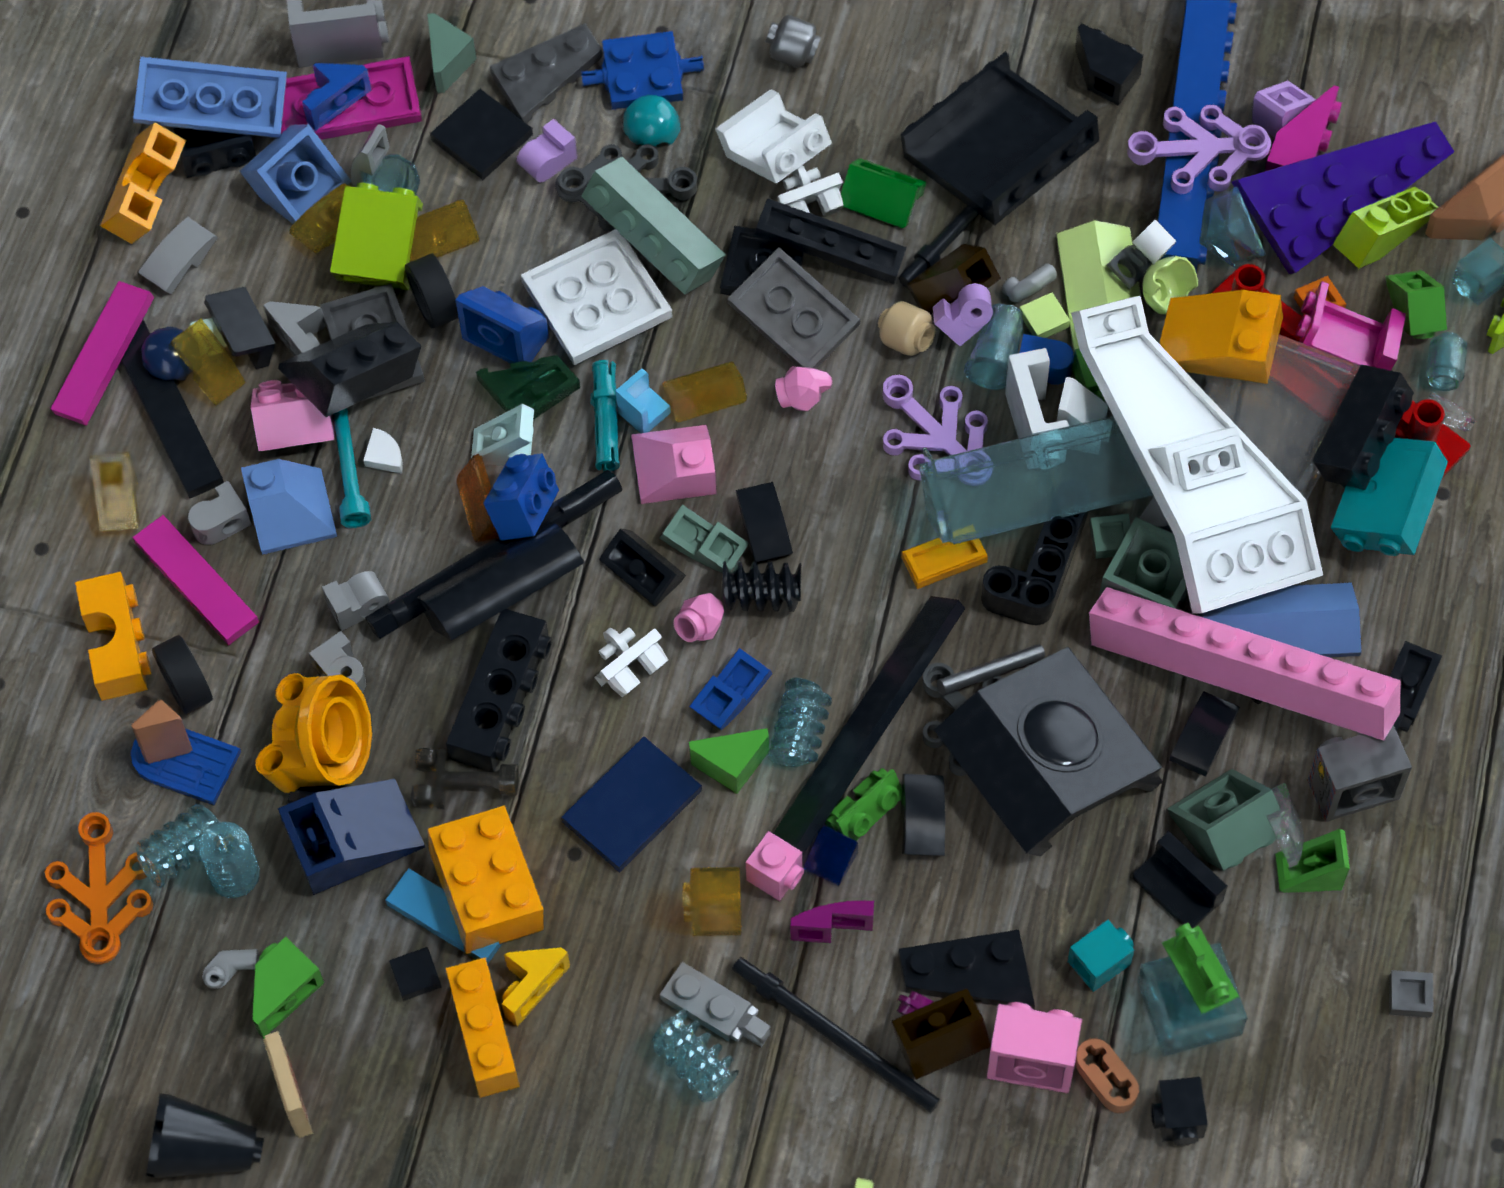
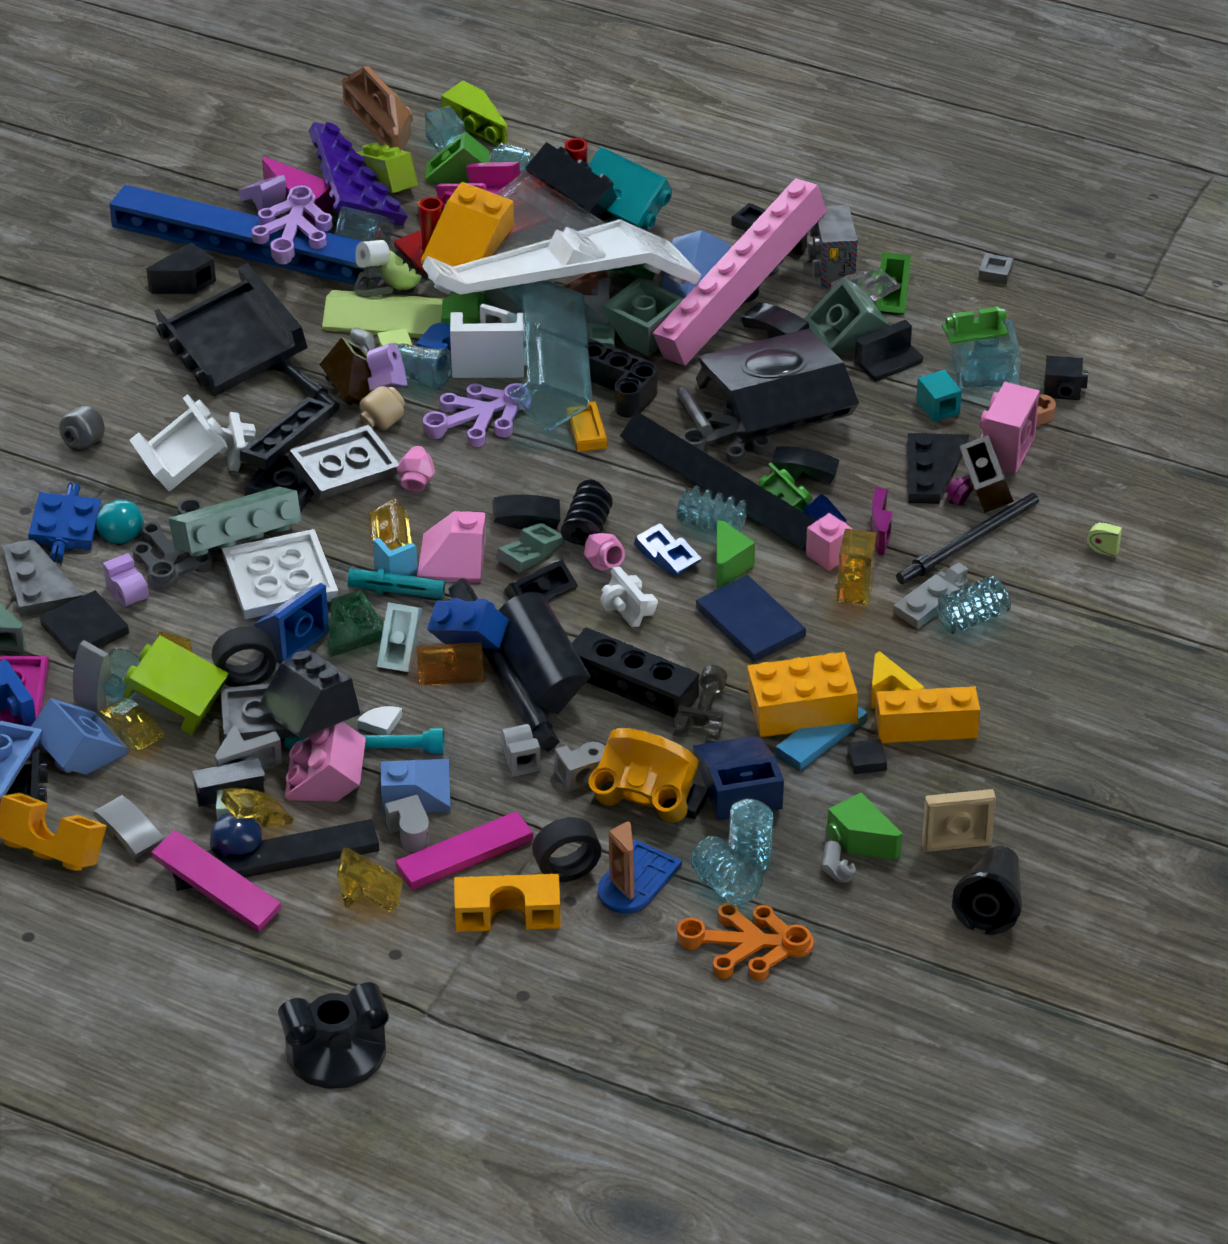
camera: 80 degrees left, 20 degrees down
(881, 192) = (252, 402): green panel -> none

